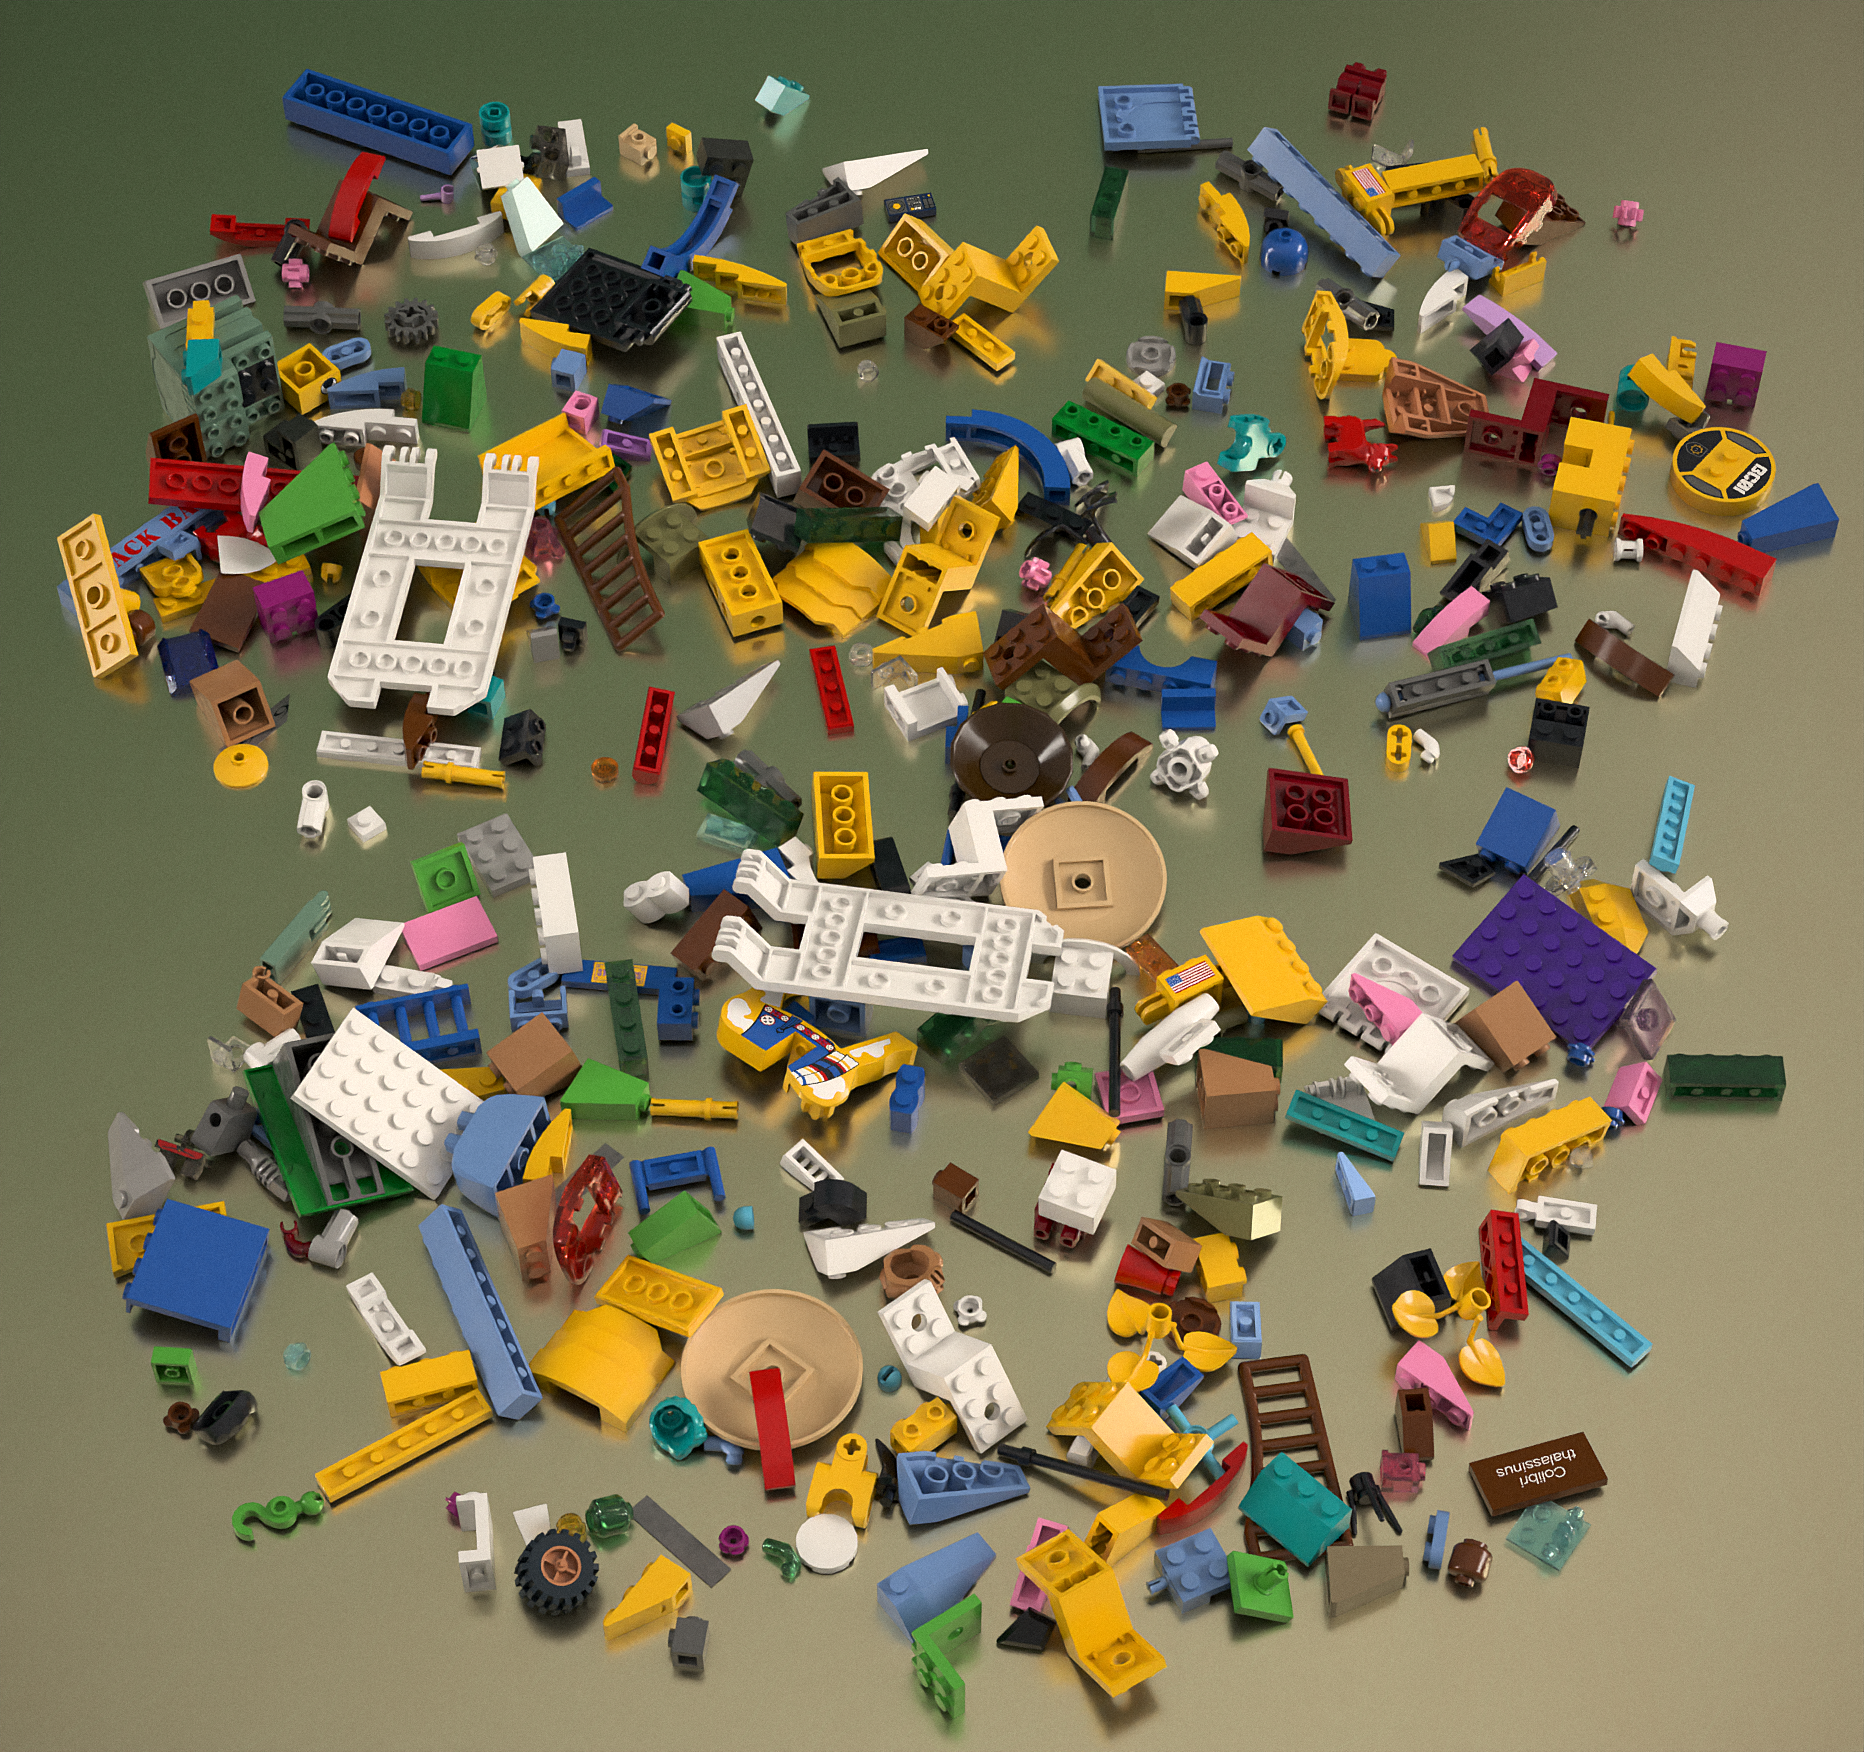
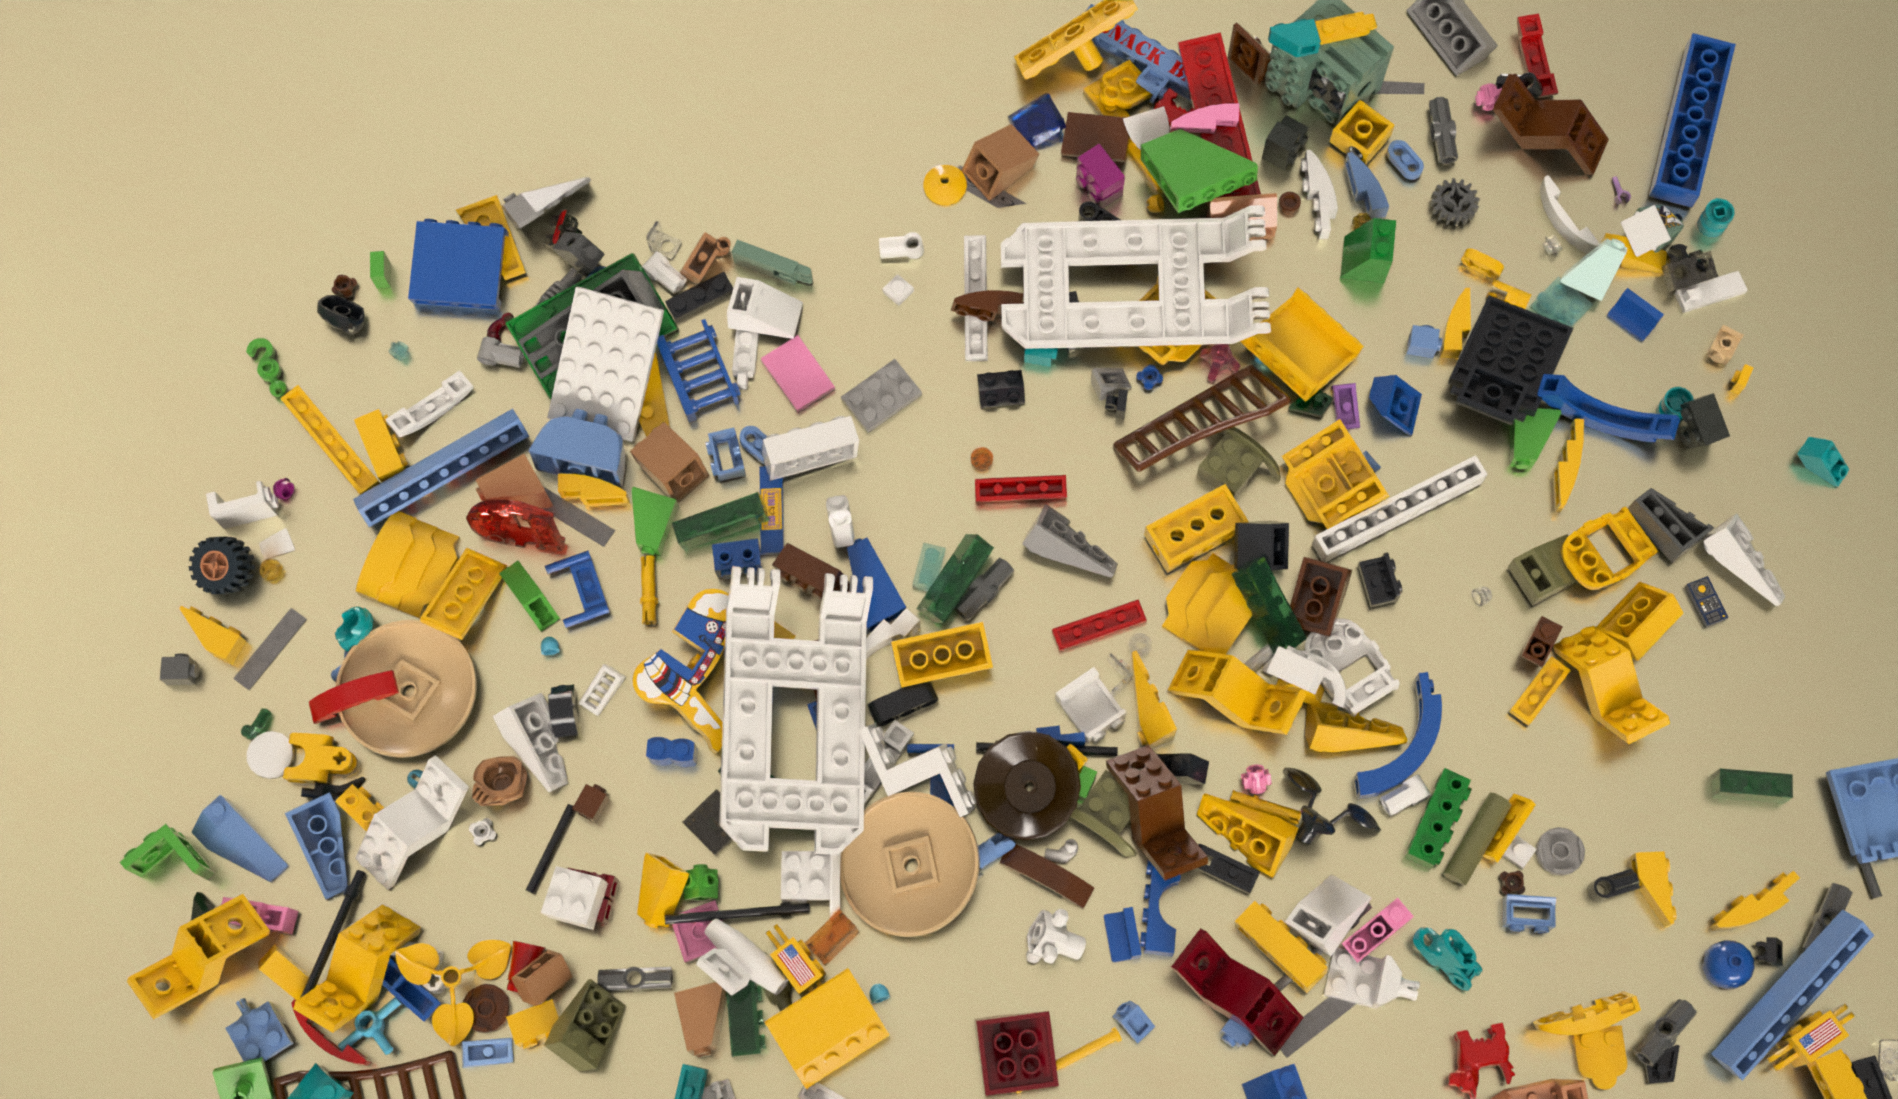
camera: 85 degrees right, 20 degrees up
(142, 626) = (1065, 73): reddish brown head -> none
(352, 194) = (1568, 113): red slope -> none
(445, 877) = (840, 357): bright green tile -> none
(454, 773) = (956, 343): yellow pin -> none
(581, 412) = (1371, 352): bright pink brick -> none
(609, 1516) = (278, 594): clear green head -> none
(733, 1533) = (263, 682): magenta plate -> none
(1049, 514) = (1336, 785): black plate -> none

